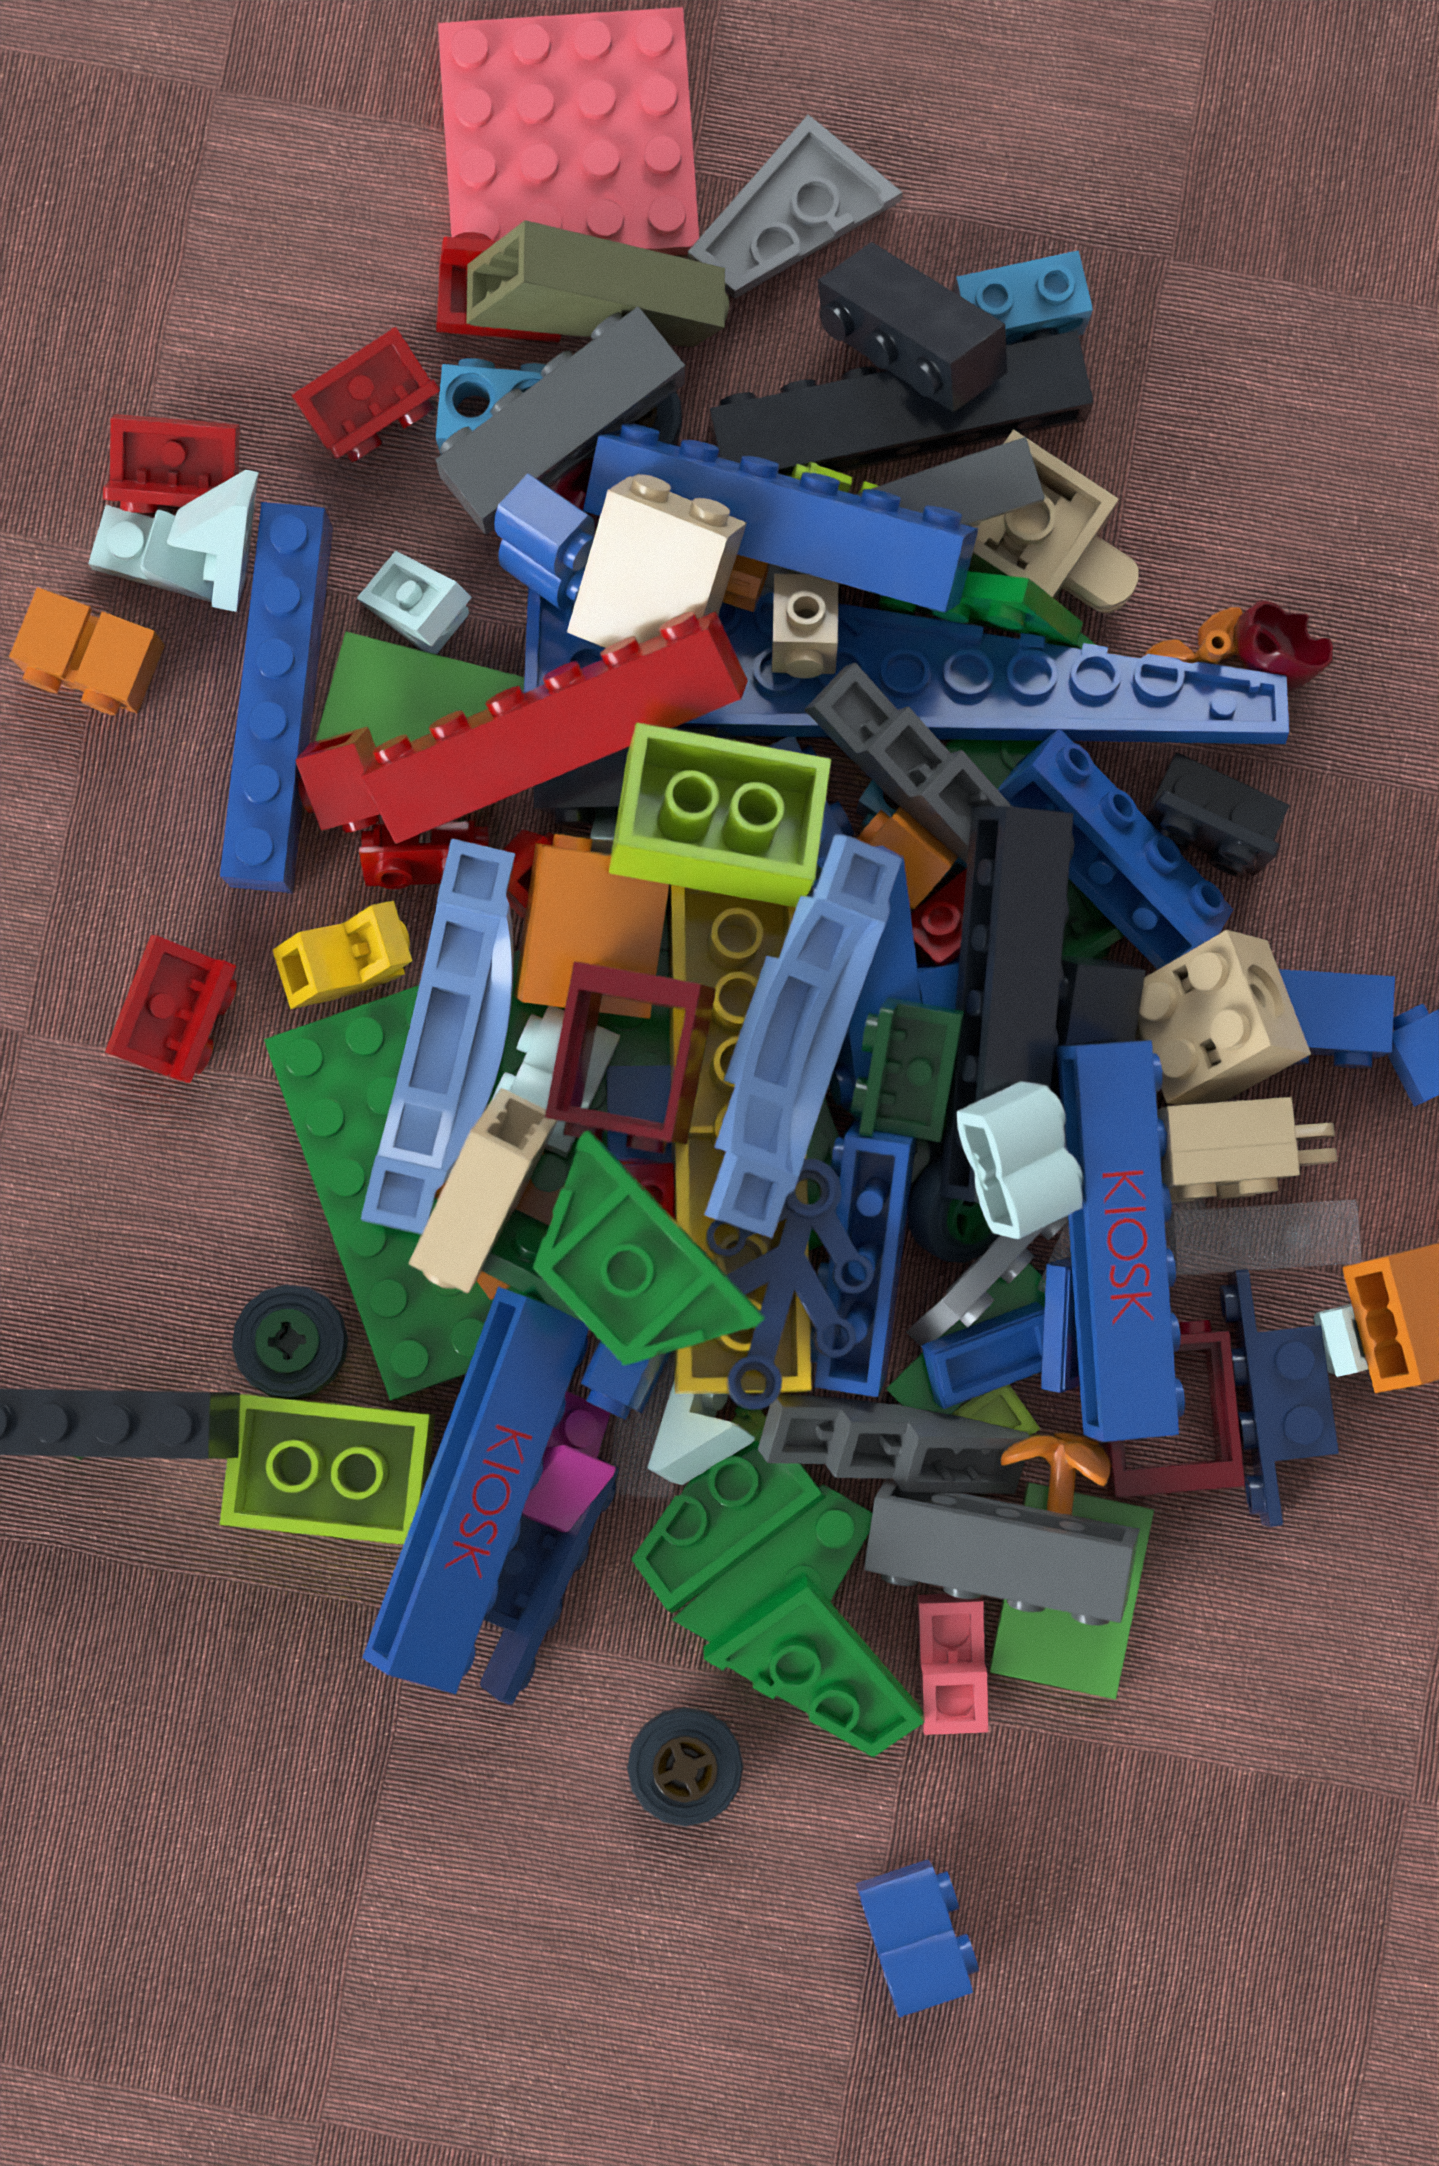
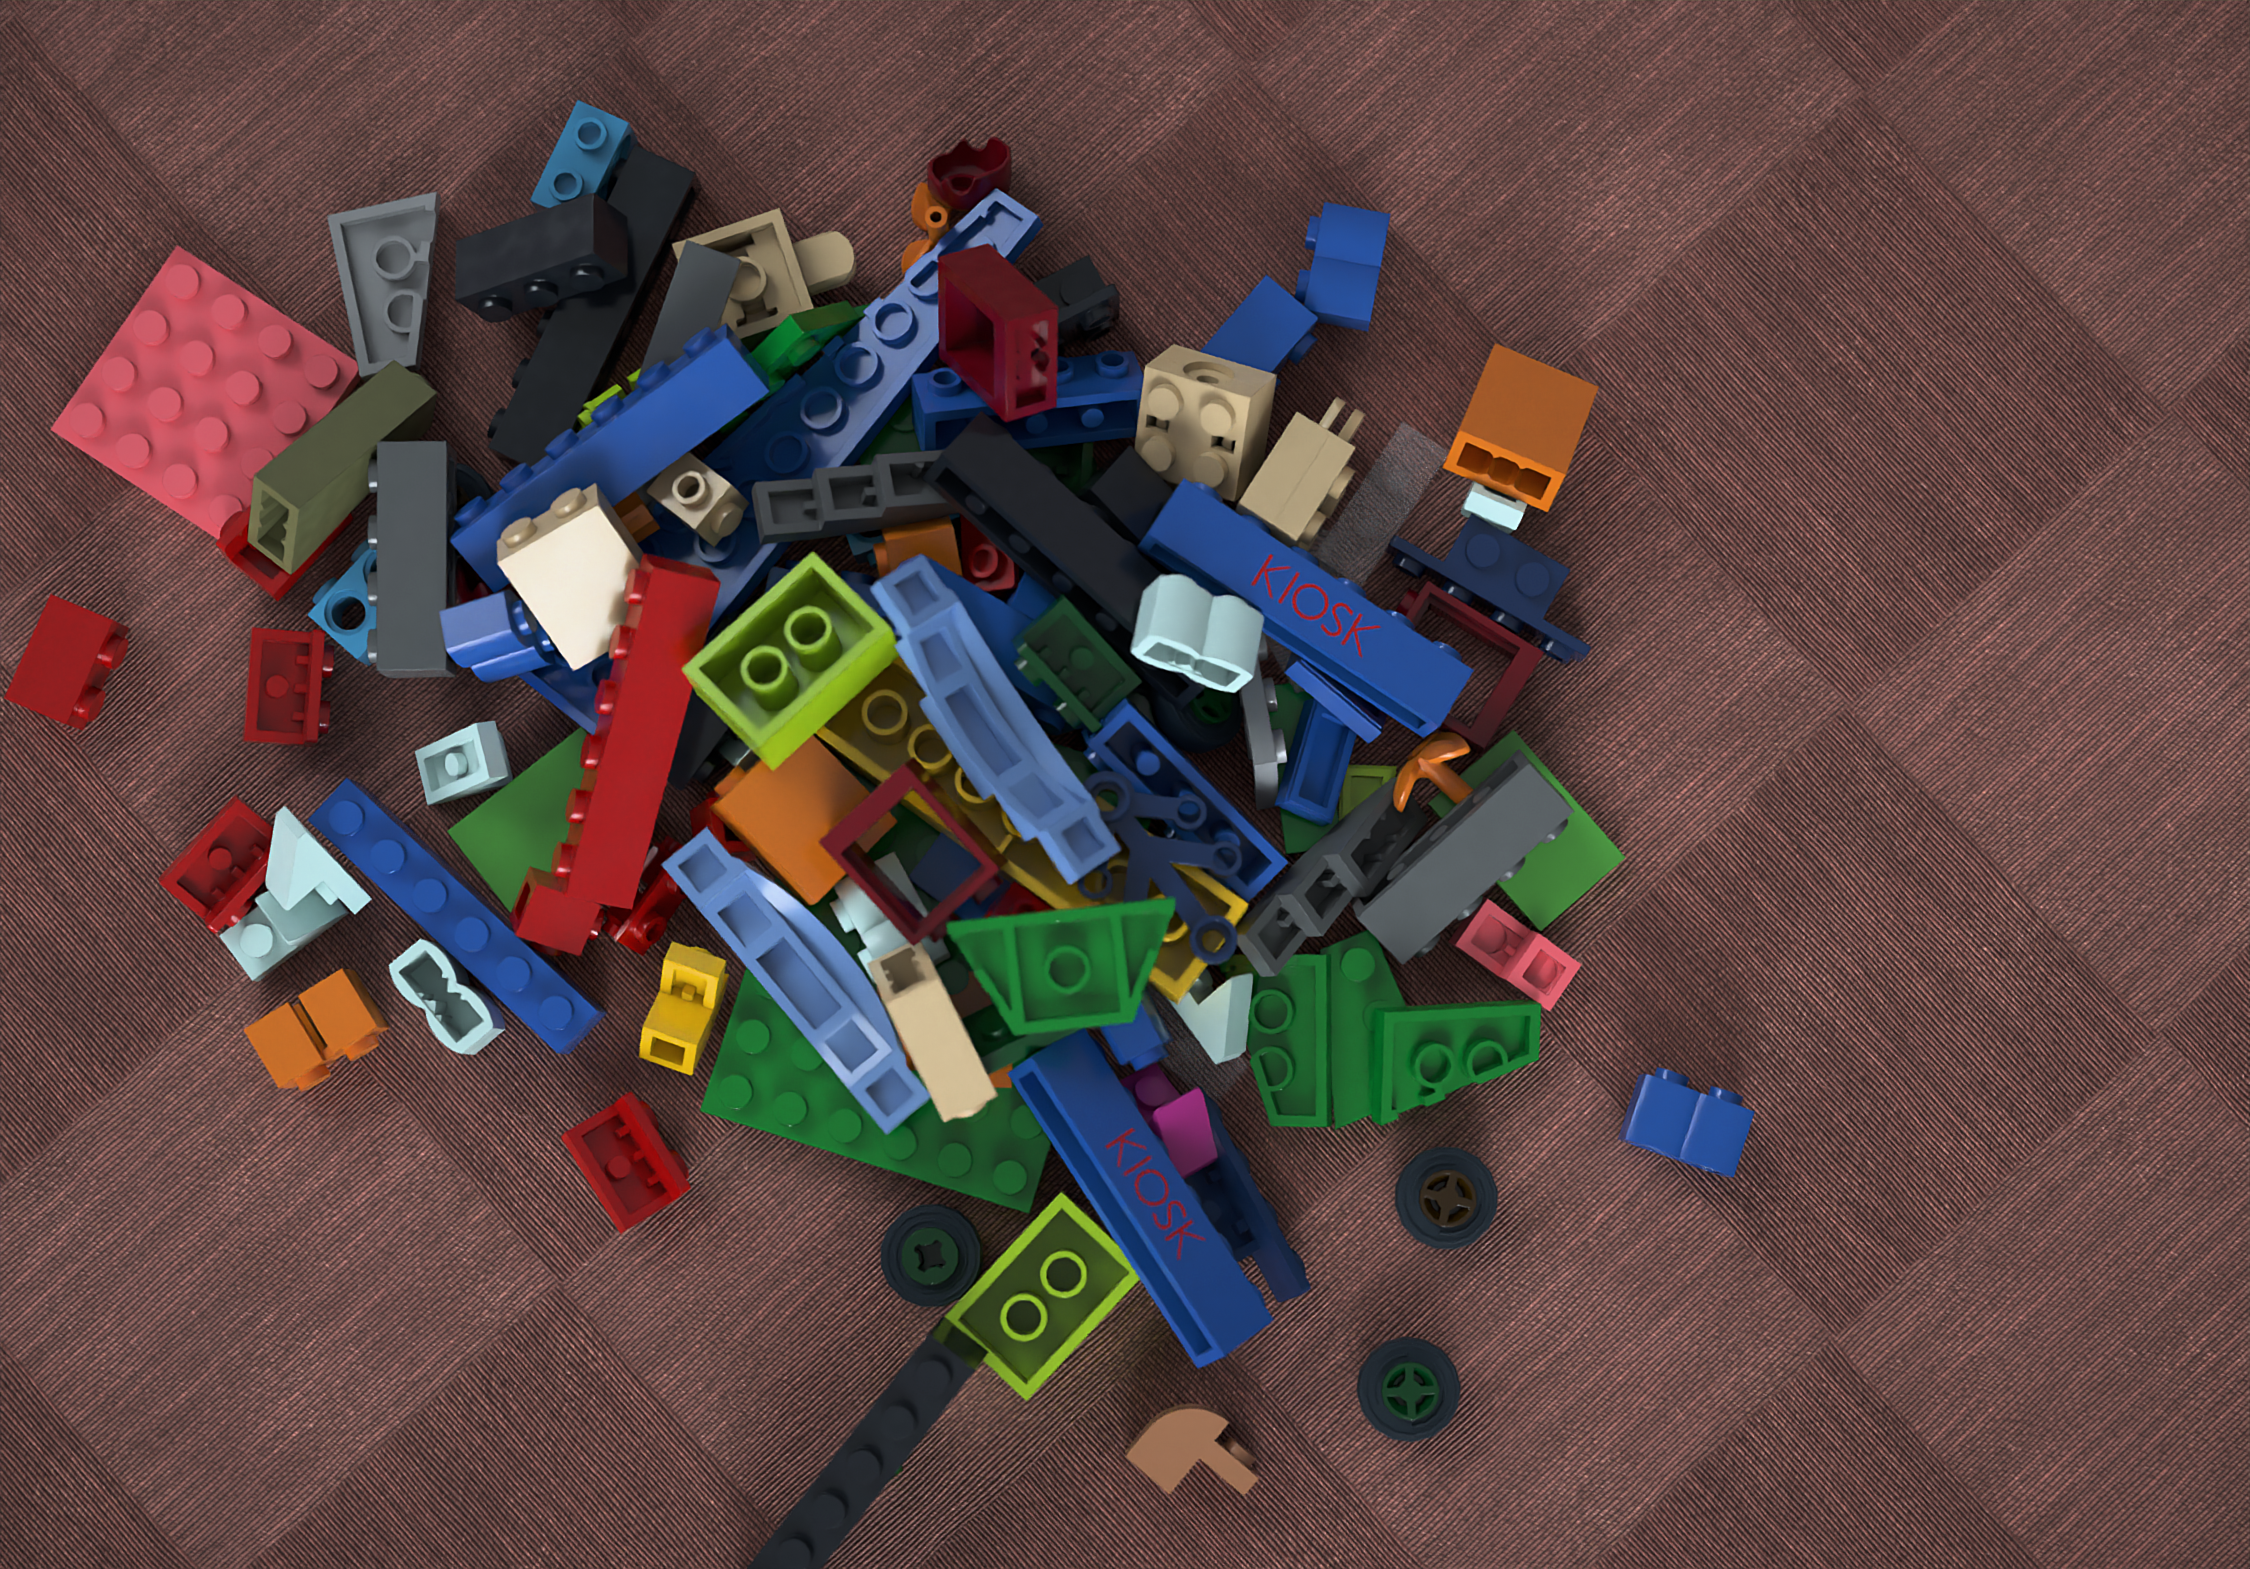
camera: 50 degrees left, 0 degrees up
(192, 758) = (456, 1012): none -> light aqua brick
(245, 194) = (68, 663): none -> red brick
(292, 1688) = (1180, 1437): none -> nougat brick
(471, 1877) = (1429, 1399): none -> black wheel
(1152, 766) = (986, 289): none -> dark red window

